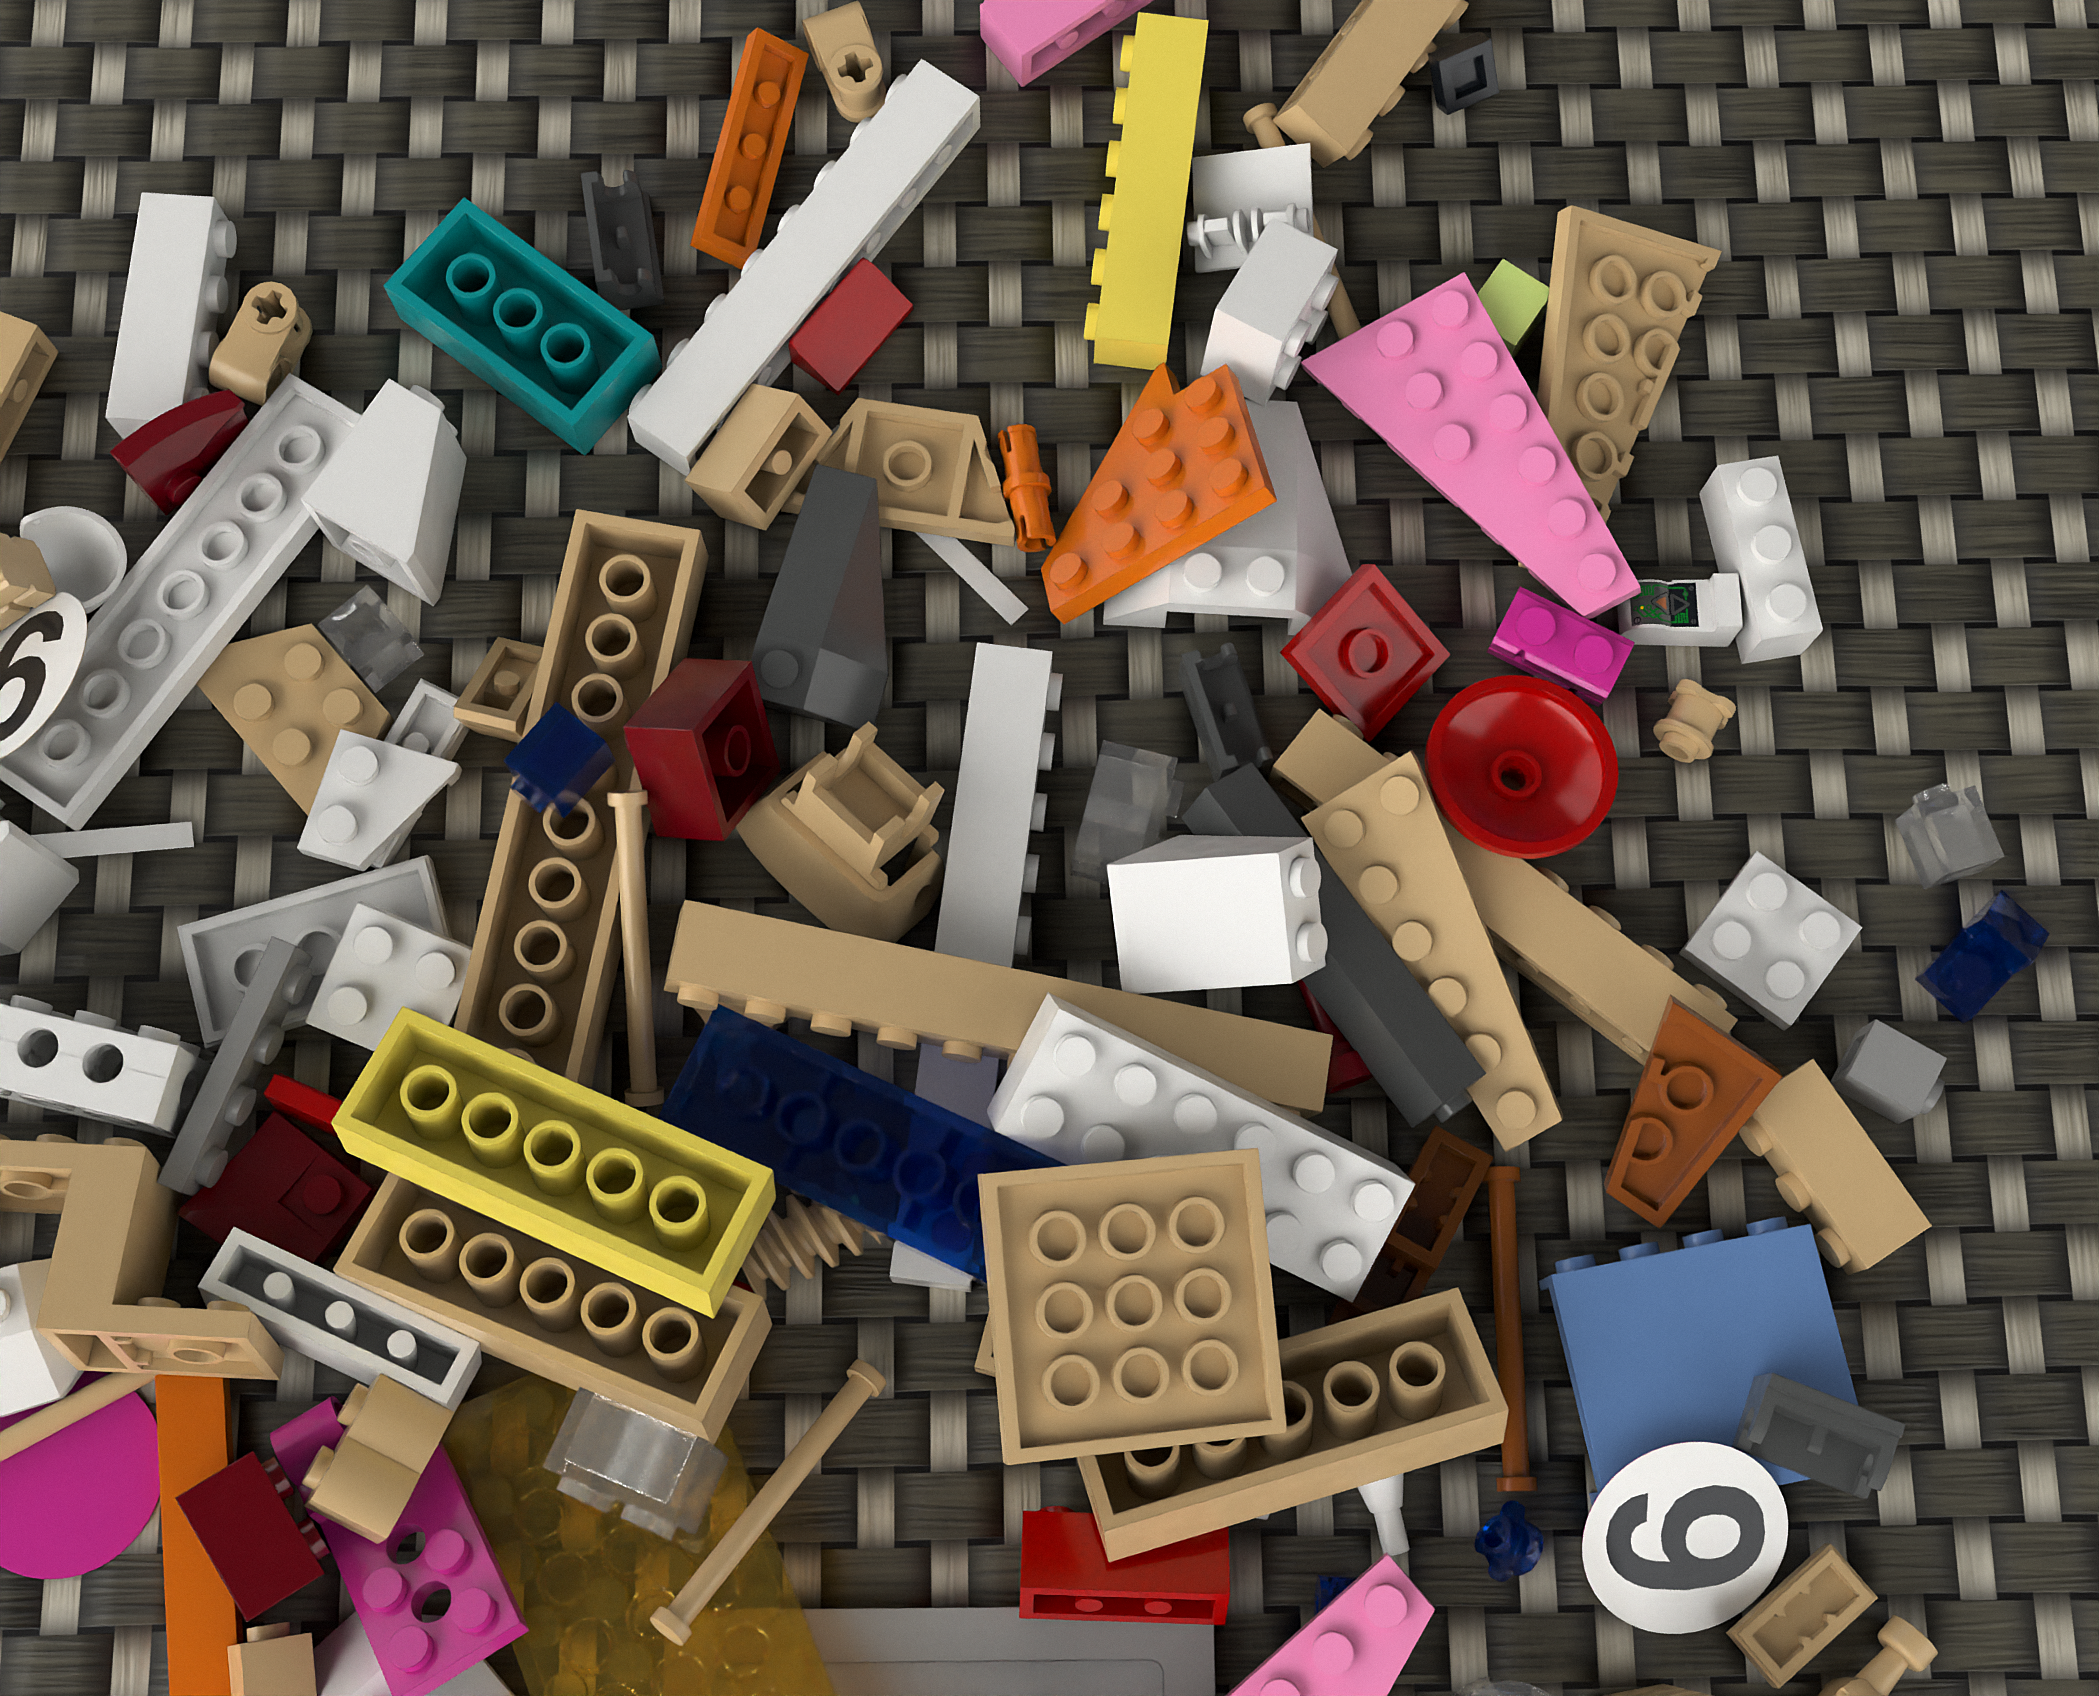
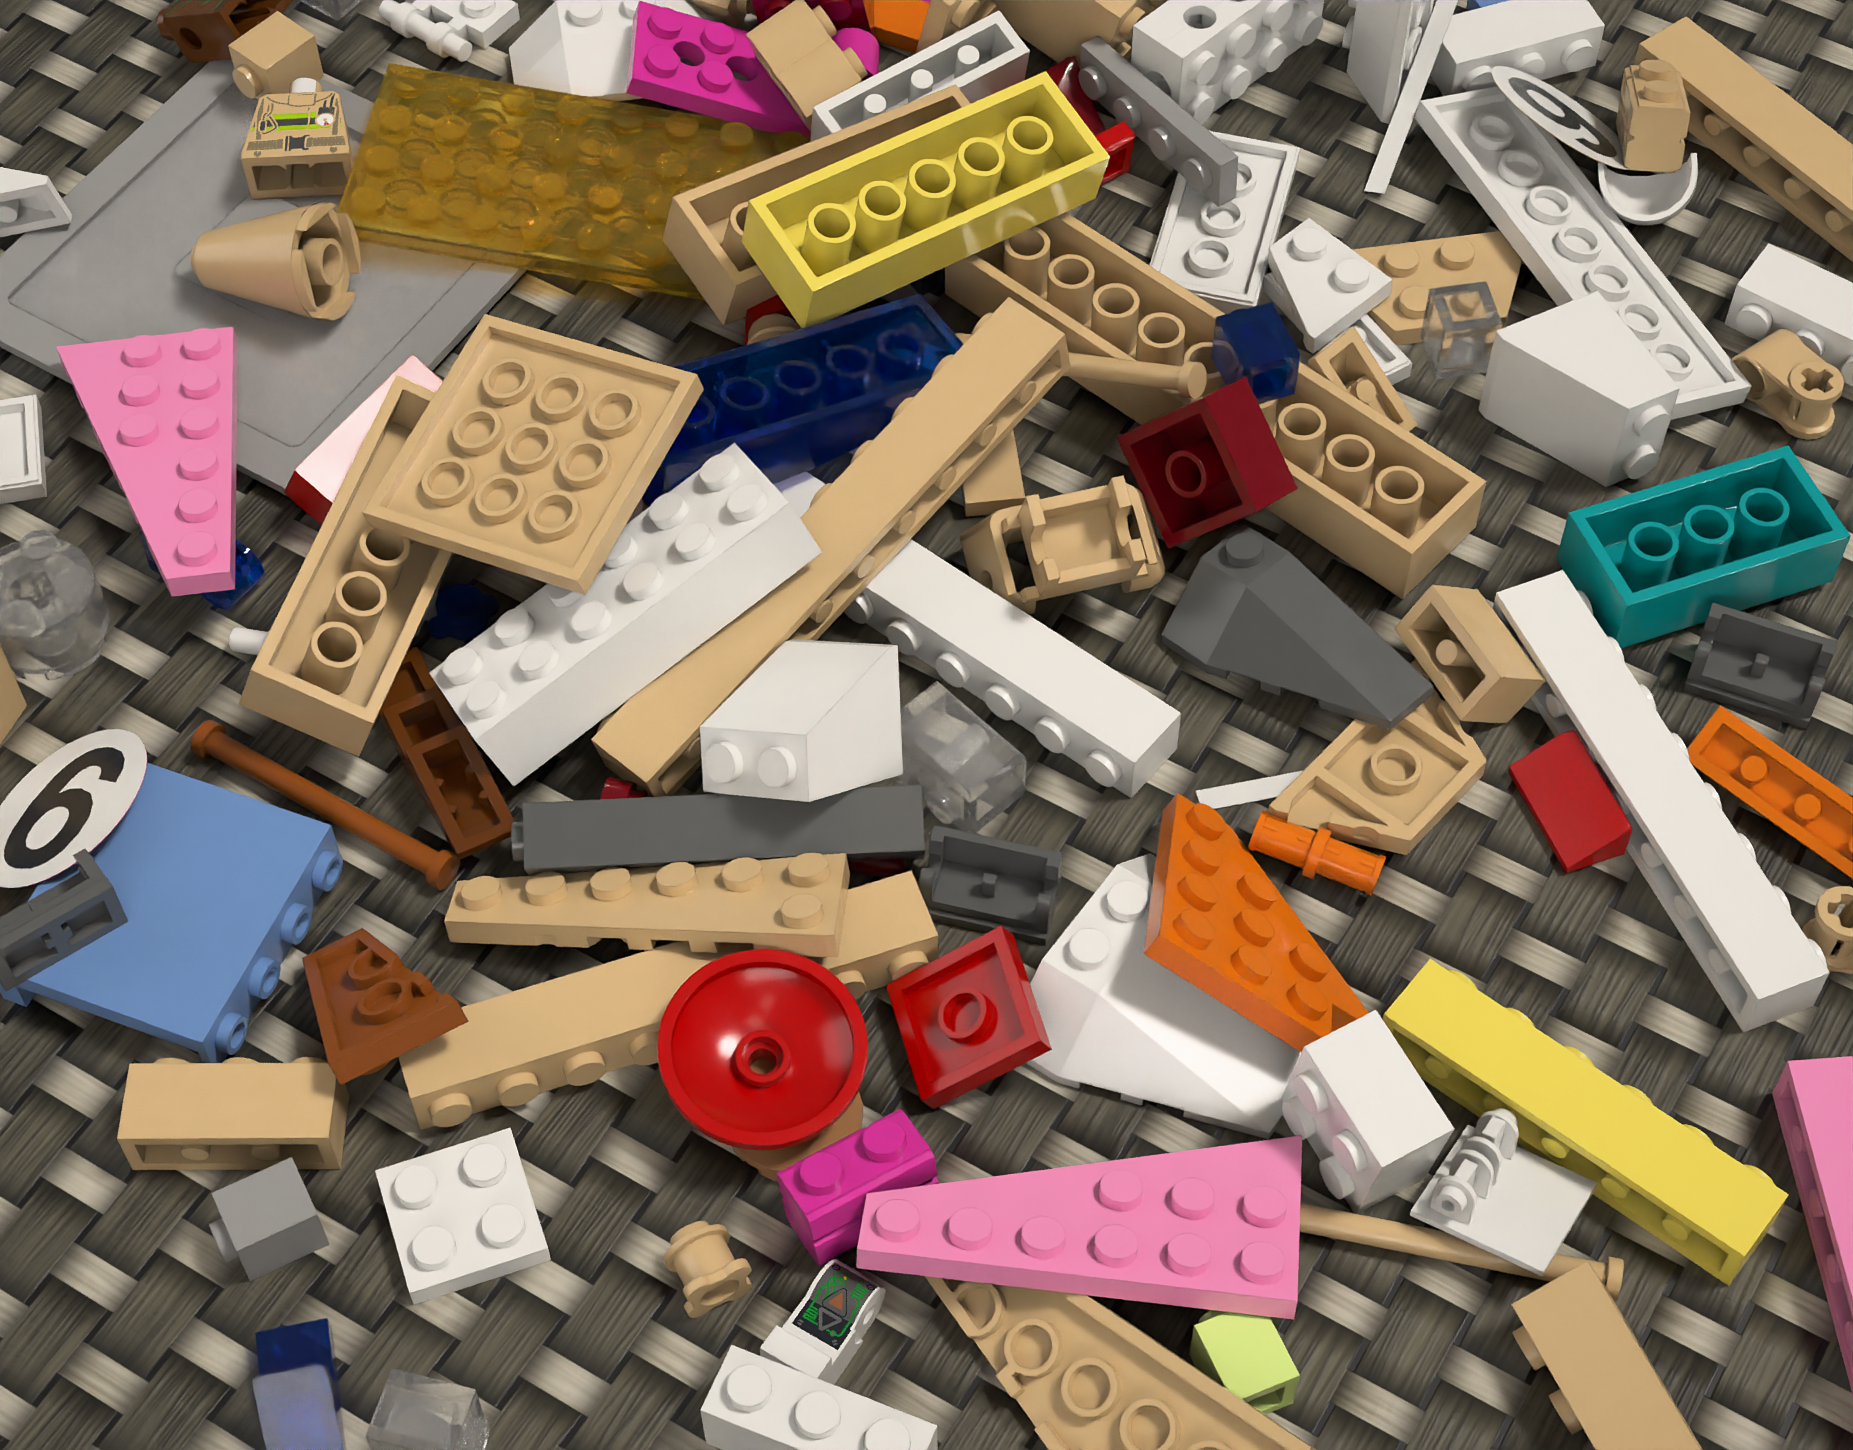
camera: 125 degrees right, 20 degrees down
(181, 447) = (1706, 273): dark red plate -> none
(387, 966) = (1168, 227): white plate -> none
(637, 1461) = (670, 158): clear brick -> none
(675, 1620) = (561, 156): tan bar -> none
(1509, 1543) = (171, 702): clear blue plate -> none

